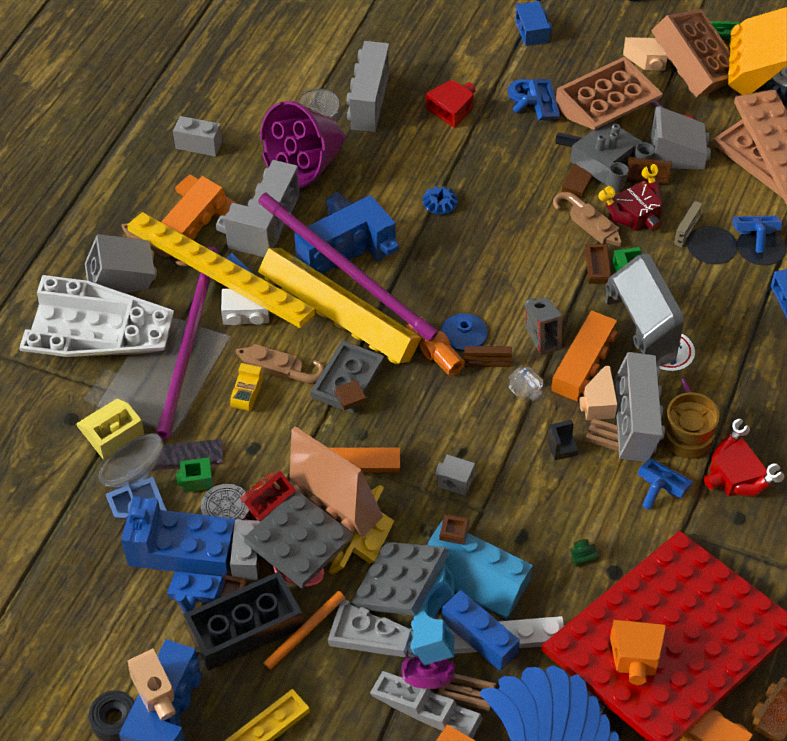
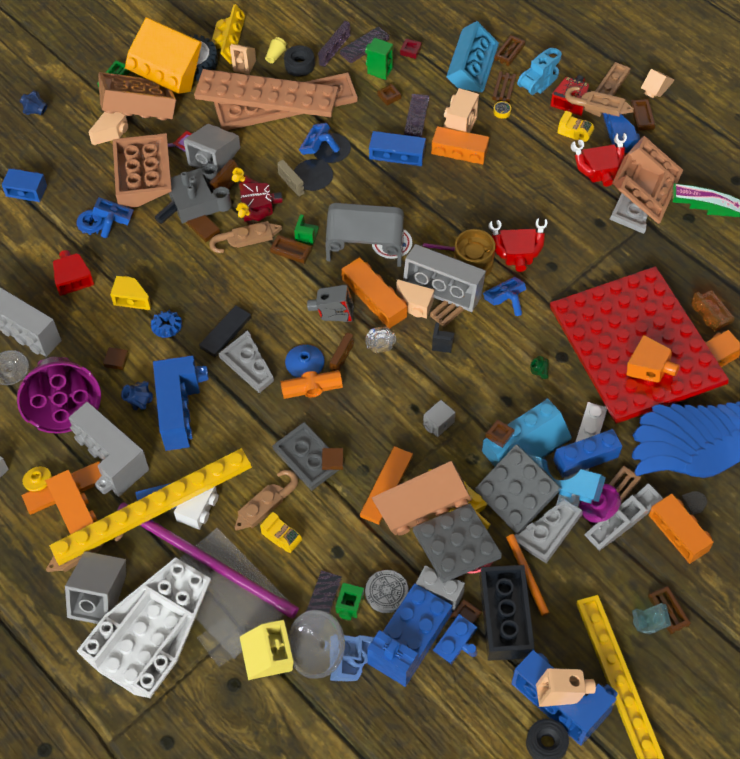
camera: 65 degrees left, 5 degrees up
(215, 175) = (35, 478): none -> yellow piece
(266, 496) = (404, 551): red torso -> none
(339, 305) = (236, 433): yellow brick -> none
(363, 279) = (136, 430): magenta piece -> none
(377, 179) = (115, 358): none -> reddish brown tile
(432, 281) = (247, 362): none -> light grey wing
(455, 154) = (129, 293): none -> yellow slope
(460, 250) = (225, 331): none -> black tile

